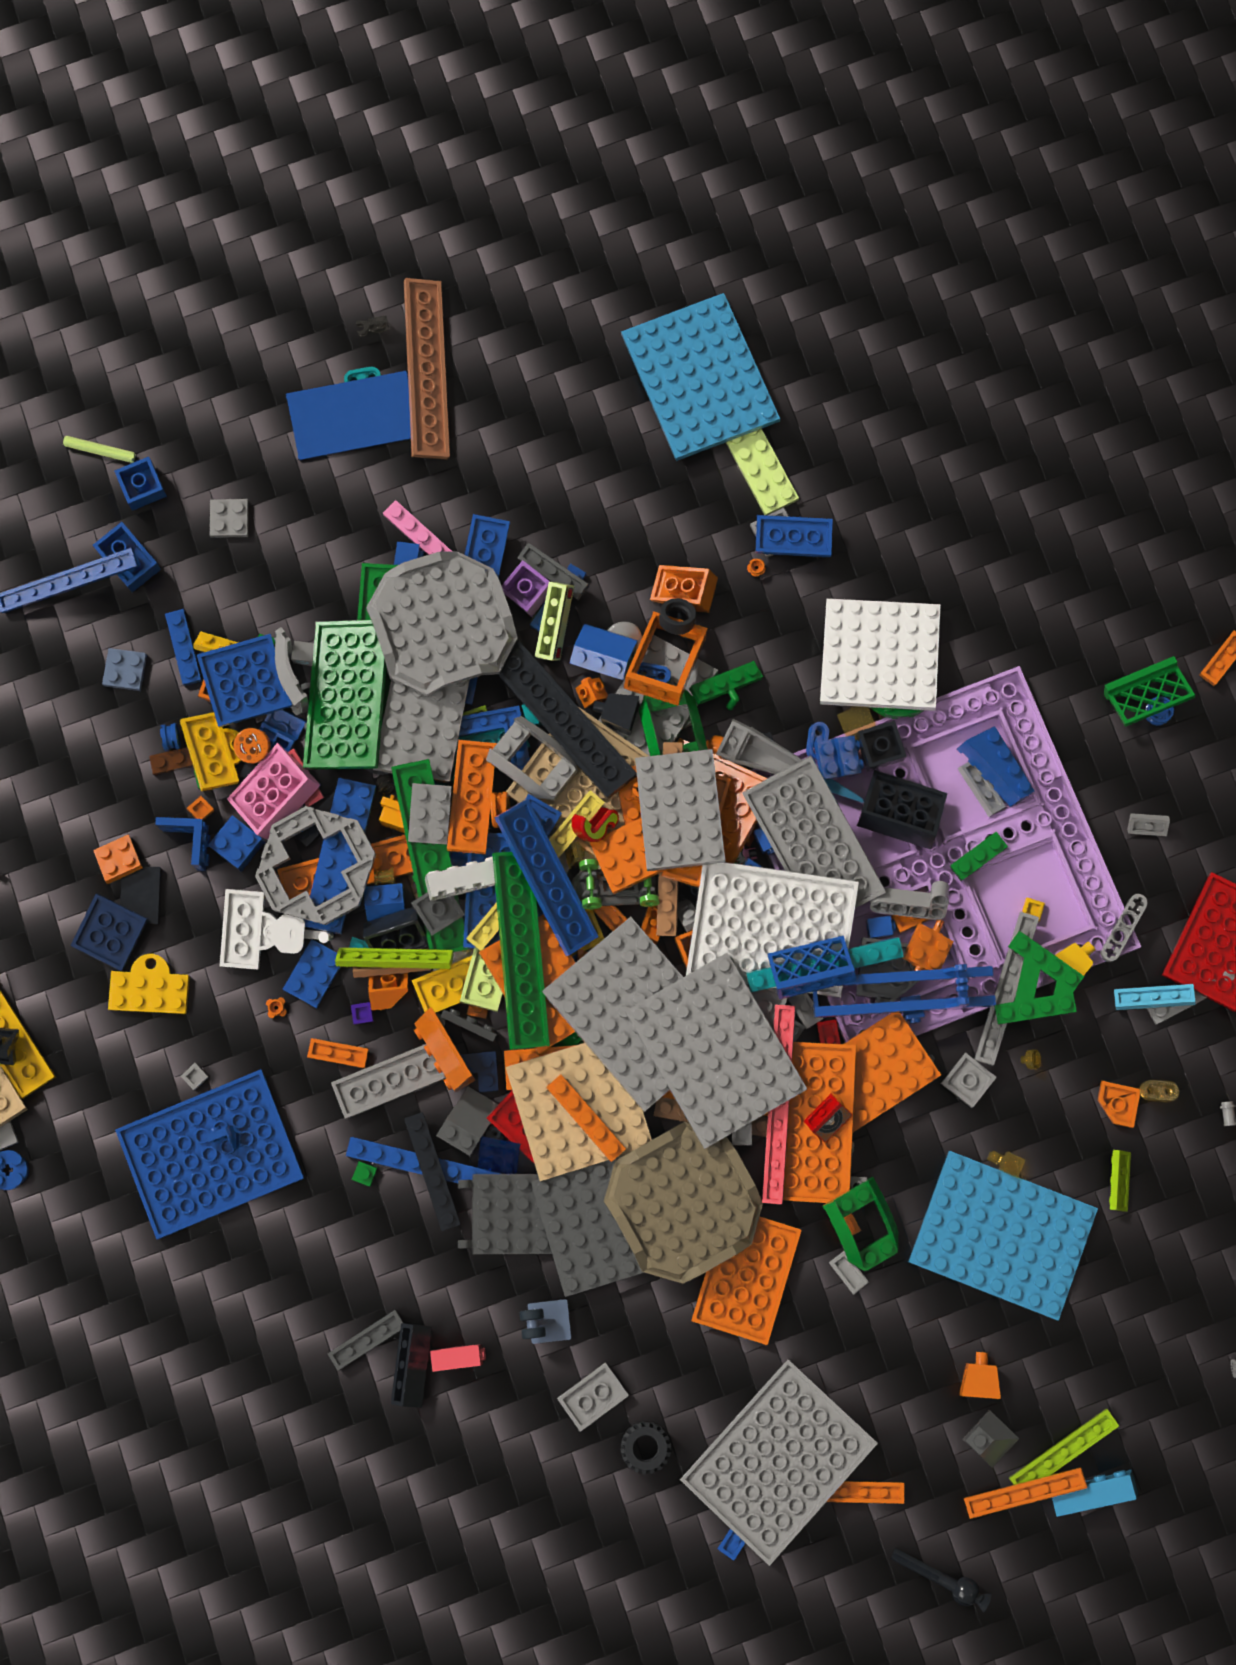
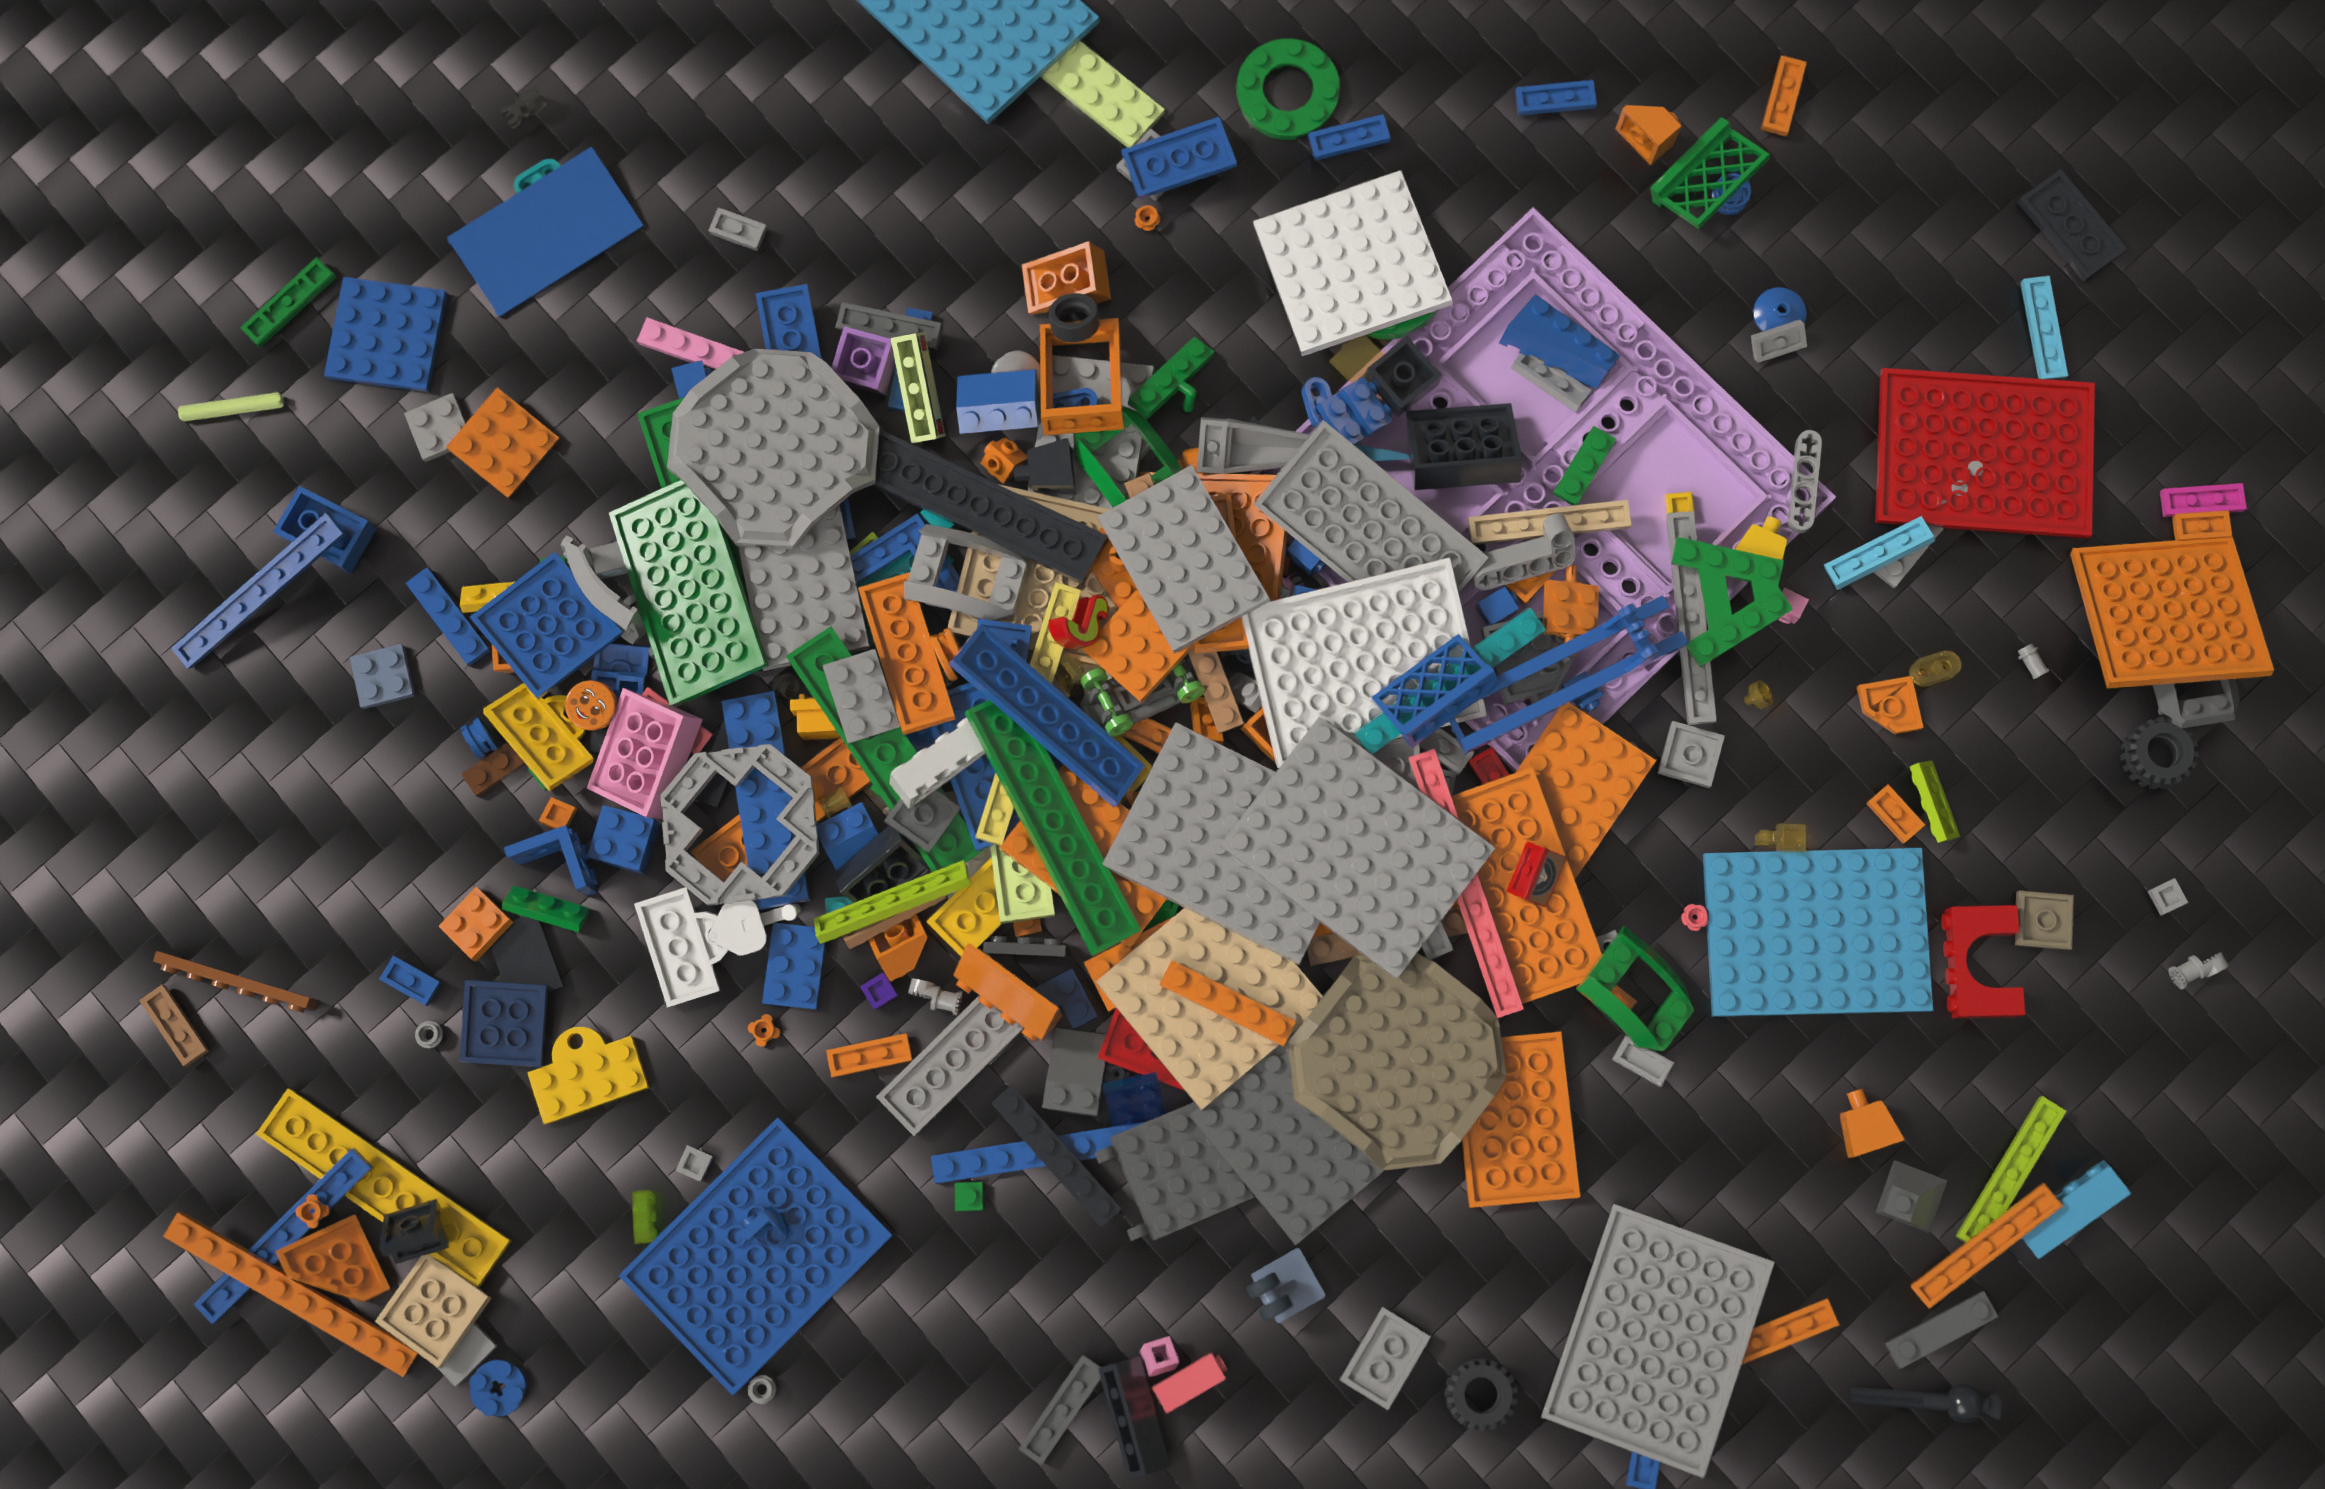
camera: 20 degrees left, 0 degrees up
(52, 919) = (421, 1031): none -> light grey plate
(60, 879) = (410, 981): none -> blue plate
(140, 483) = (303, 428): blue brick -> none
(147, 1097) = (644, 1216): none -> clear neon green piece
(165, 394) = (288, 302): none -> green plate
(167, 867) = (545, 908): none -> green plate
(171, 1243) = (753, 1389): none -> light grey plate
(220, 441) = (385, 334): none -> blue plate
(266, 546) = (502, 443): none -> orange plate
(399, 1035) = (940, 998): none -> light grey connector
(426, 369) = (617, 134): nougat plate -> none
(449, 1328) = (1160, 1348): none -> bright pink plate
(480, 465) = (737, 229): none -> light grey plate
(881, 542) = (1280, 123): none -> green plate
(915, 567) = (1349, 137): none -> blue plate
(923, 880) = (1529, 523): none -> tan plate
(924, 1185) = (1687, 917): none -> coral plate
(972, 1536) = (1941, 1329): none -> dark grey plate
(1067, 596) = (1555, 97): none -> blue plate
(1082, 1008) = (1797, 603): none -> bright pink plate
(1086, 1321) = (1968, 996): none -> red arch
(1090, 1178) = (1895, 814): none -> orange plate
(1120, 645) = (1649, 130): none -> orange slope
(1149, 800) = (1766, 312): none -> blue dish
(1160, 1291) = (2045, 920): none -> dark tan plate

